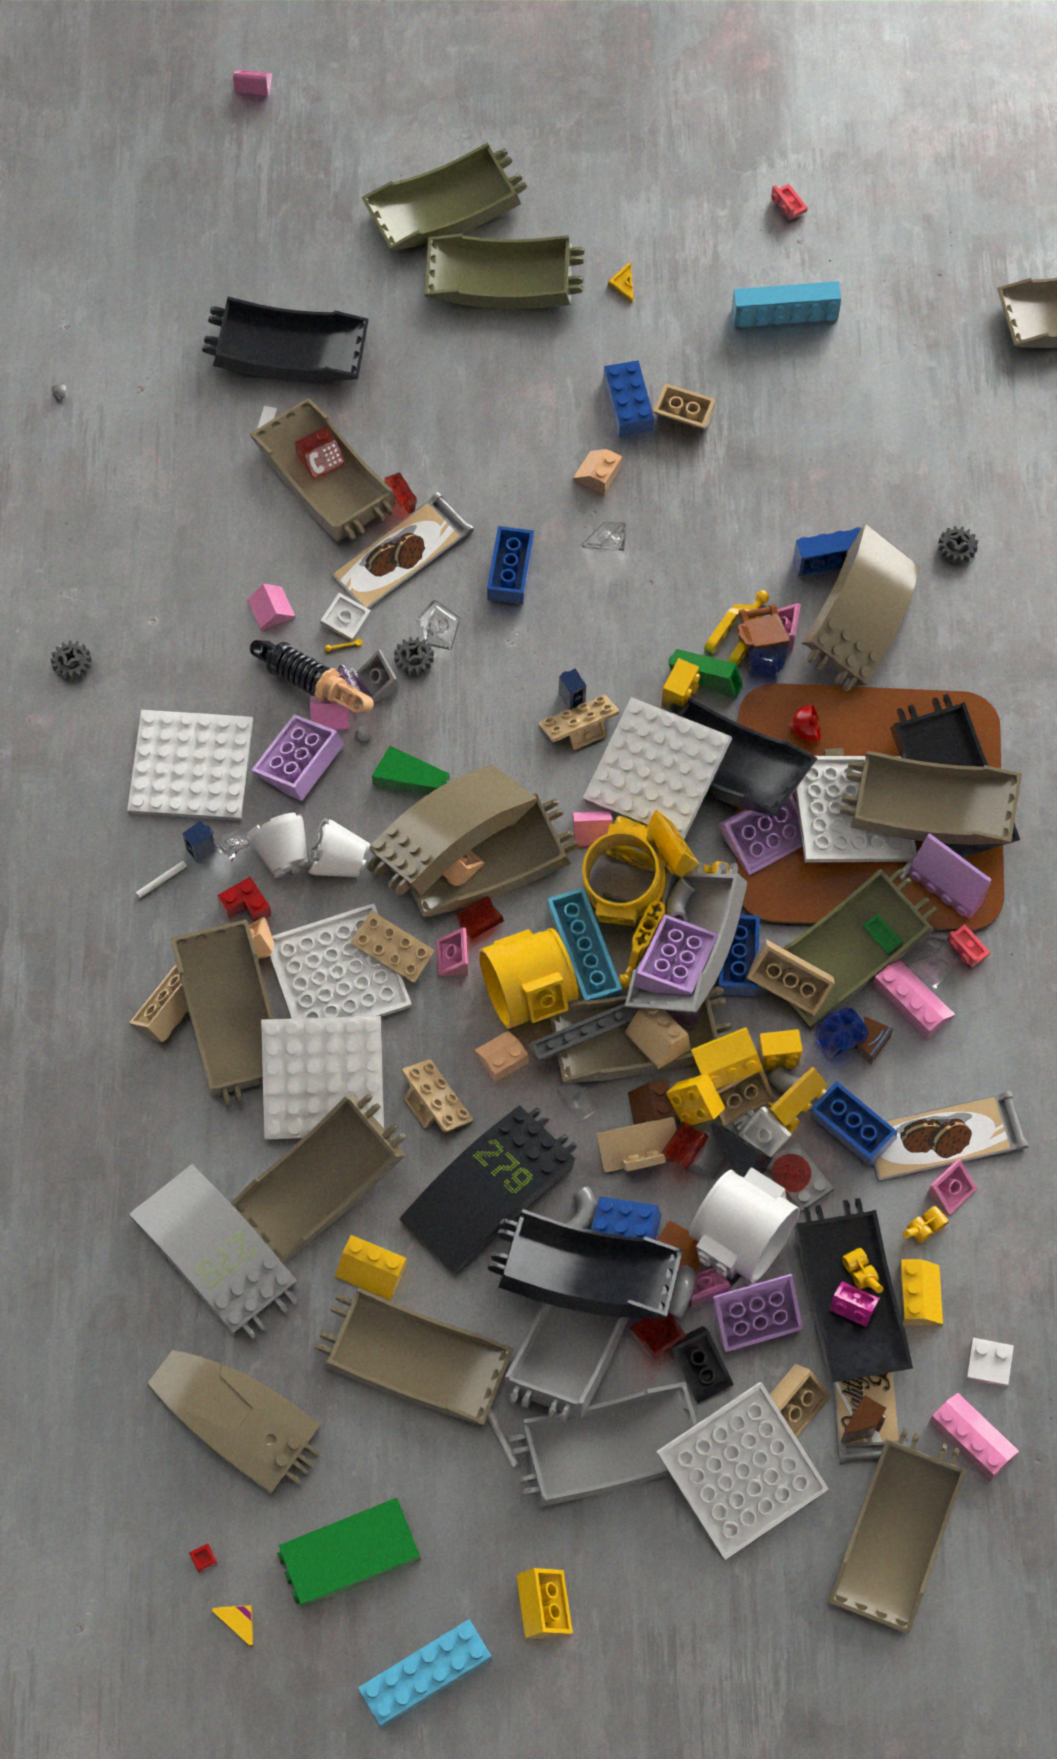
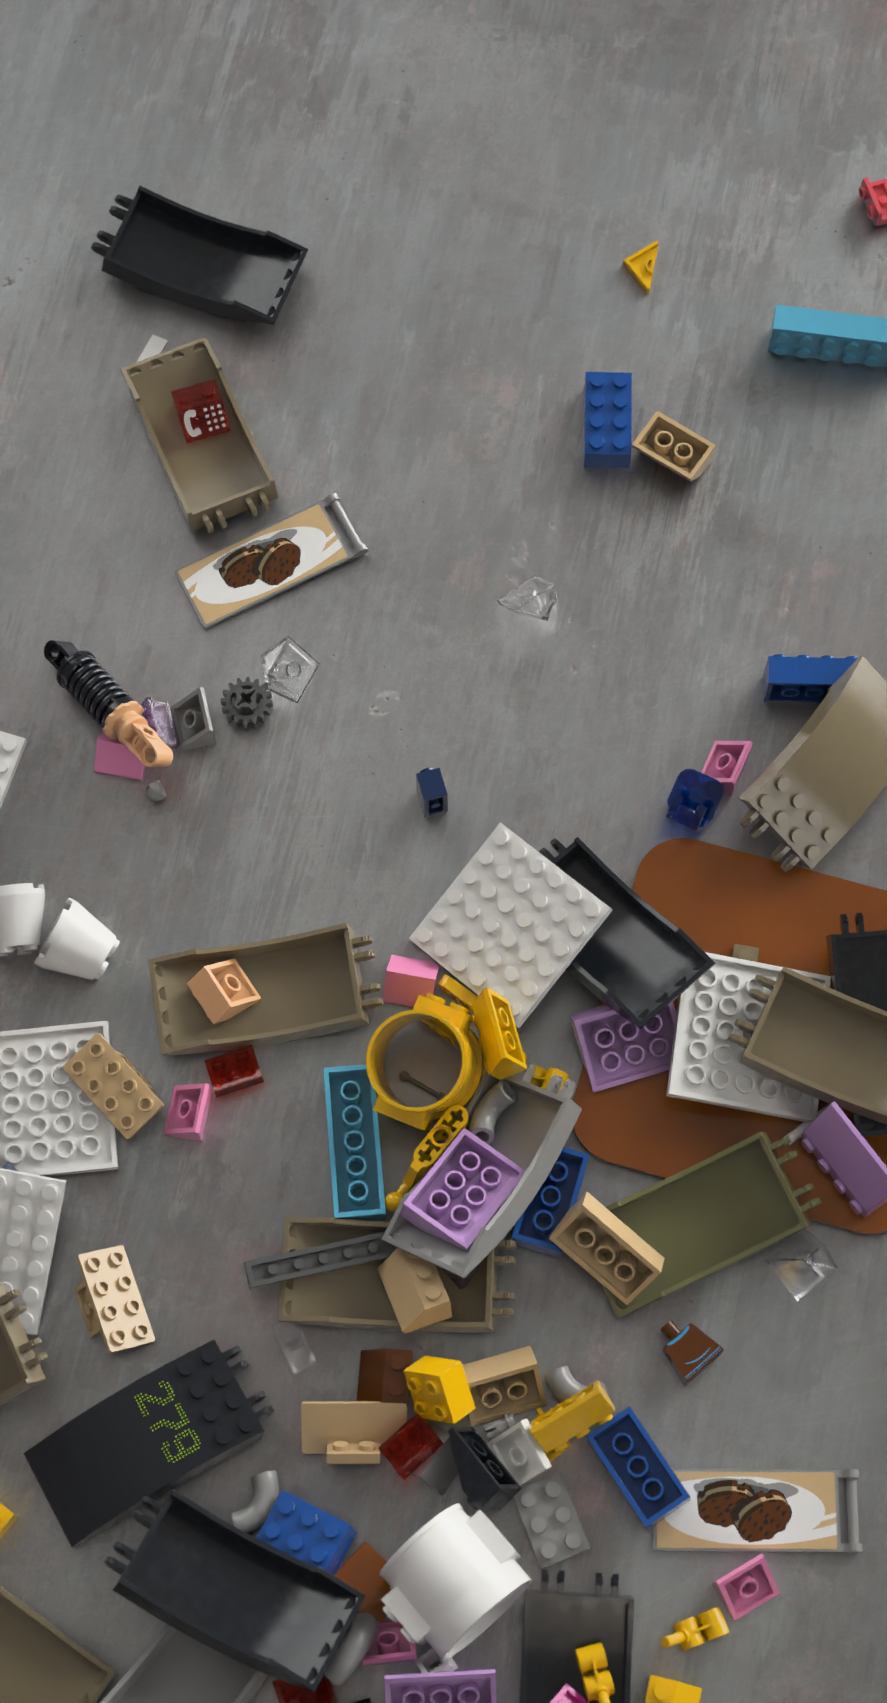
camera: 15 degrees right, 5 degrees up
(270, 606) = (88, 597): bright pink slope -> none
(298, 756) = (66, 804): lavender slope -> none
(345, 617) = (176, 631): white plate -> none
(358, 642) = (183, 668): yellow hinge -> none
(402, 492) = (287, 483): clear red bracket -> none
(408, 773) = (198, 857): green slope -> none
(445, 199) = (446, 113): olive hinge -> none
(446, 827) = (223, 943): dark tan hinge -> none
(502, 1056) = (213, 1262): light nougat slope -> none
(503, 271) = (492, 221): olive hinge -> none
(510, 565) = (399, 609): blue brick -> none
(528, 976) = (267, 1171): yellow cylinder -> none
(581, 724) = (433, 837): tan bracket -> none
(599, 470) = (545, 506): light nougat slope -> none
(680, 684) = (571, 816): yellow brick -> none
(714, 673) = (610, 806): green slope -> none
(728, 622) = (686, 736): yellow piece -> none
(728, 1058) = (494, 1344): yellow slope -> none
(761, 631) = (695, 767): piece -> none
(780, 1049) = (568, 1343): yellow brick -> none
(791, 1172) = (540, 1515): clear red piece -> none
(805, 724) = (717, 906): red cylinder -> none
(841, 1031) = (656, 1337): clear blue piece -> none
(882, 934) = (744, 1215): green tile -> none
(912, 999) = (763, 1310): bright pink slope -> none
(967, 946) = (852, 1255): coral bracket -> none

